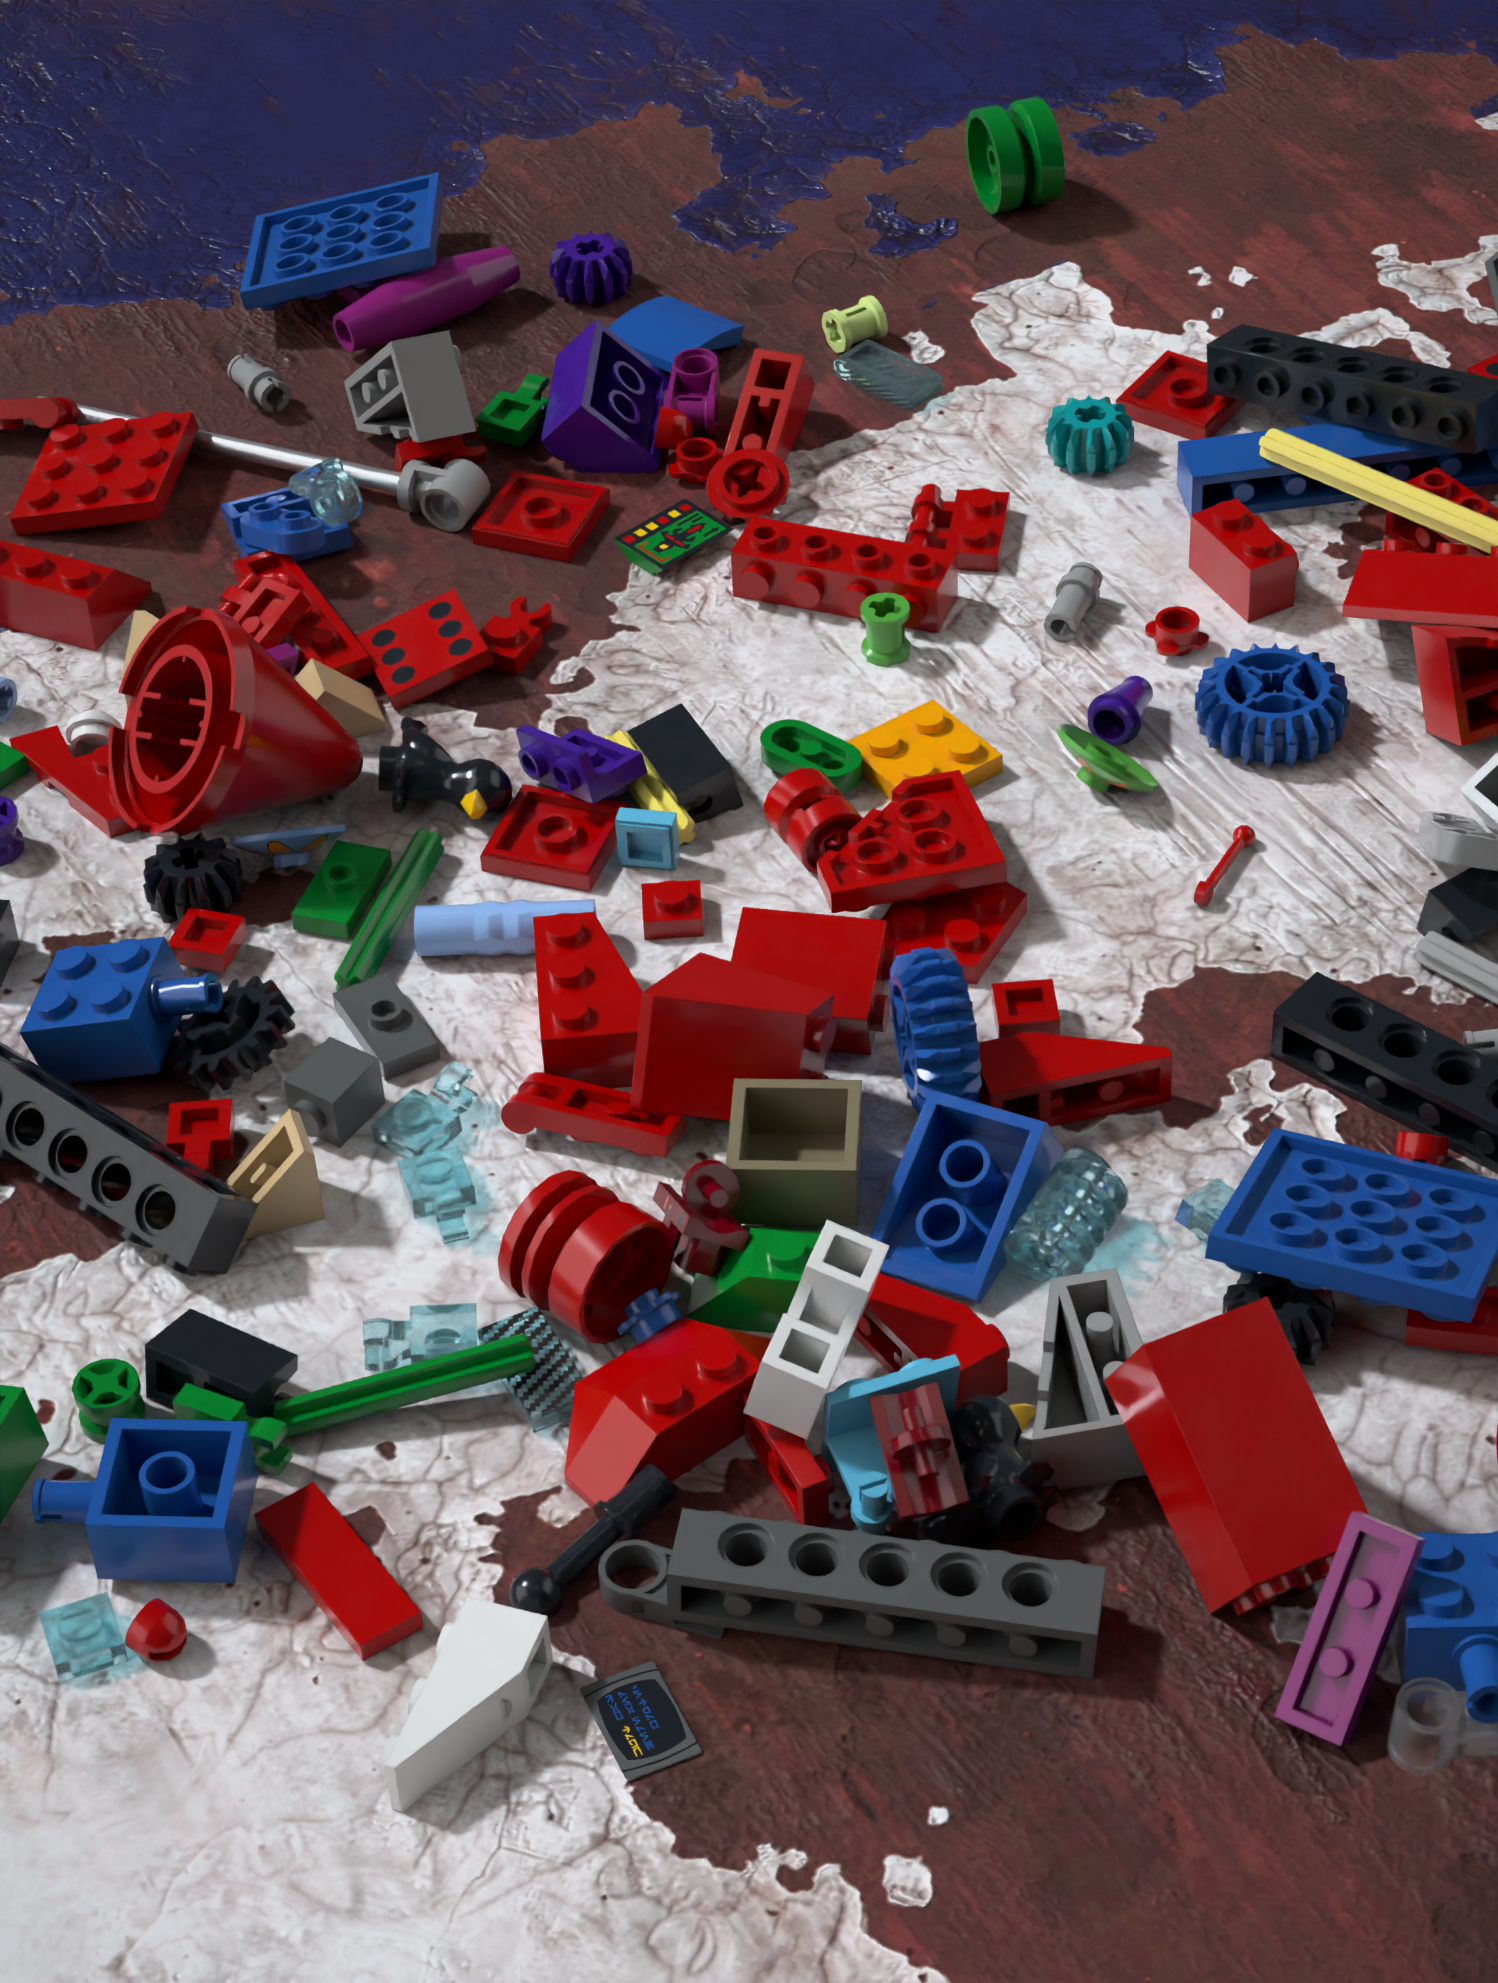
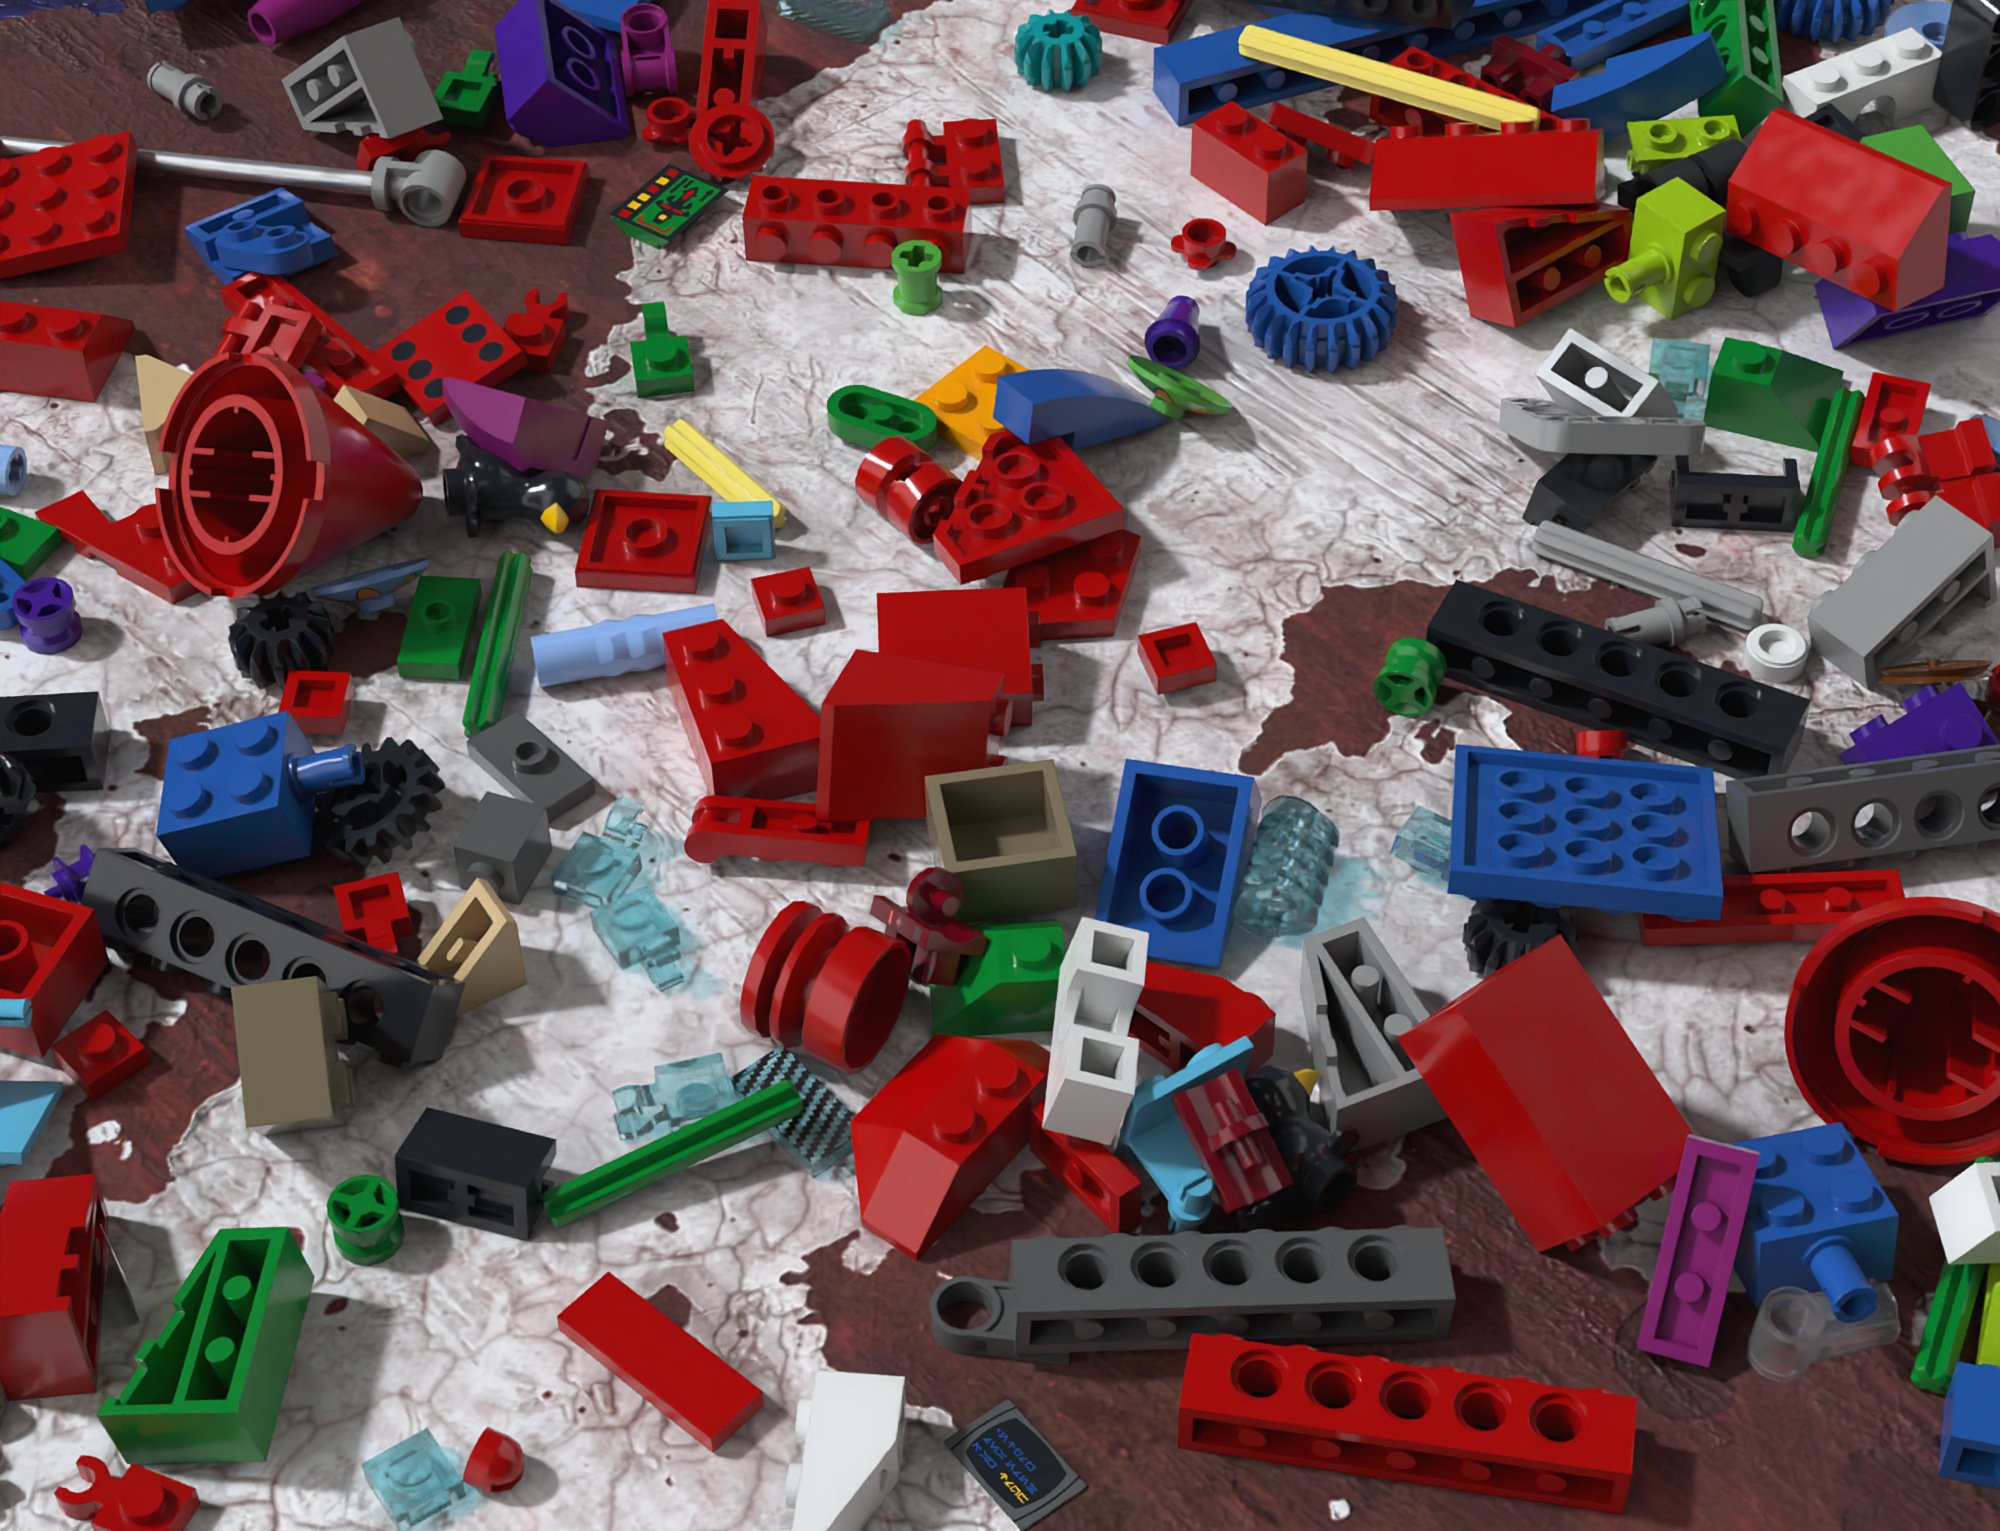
camera: 15 degrees left, 5 degrees up
(75, 1240) = (291, 1055): none -> dark tan piece
(89, 731) = (124, 493): white plate -> none
(164, 1500) = (462, 1321): blue brick -> none
(265, 1432) = (497, 1231): green plate -> none
(330, 491) = (306, 201): clear light blue plate -> none
(466, 719) = (525, 429): none -> magenta slope
(579, 763) = (652, 459): dark purple bracket -> none
(618, 1520) = (874, 1345): black pin -> none
(623, 677) = (660, 361): none -> green plate
(650, 1314) = (903, 1037): blue plate -> none
(671, 428) = (636, 91): red hinge -> none
(687, 762) = (761, 443): black hinge -> none
(934, 1026) = (1108, 694): blue gear -> none
(991, 763) = (1070, 405): none -> blue slope
(1023, 1744) = (1435, 1449): none -> red brick
(1071, 1077) = (1238, 722): red slope -> none
(1242, 838) = (1330, 448): red hinge -> none
(1248, 1059) = (1410, 677): none -> green wheel
(1298, 531) = (1341, 145): none -> red wing

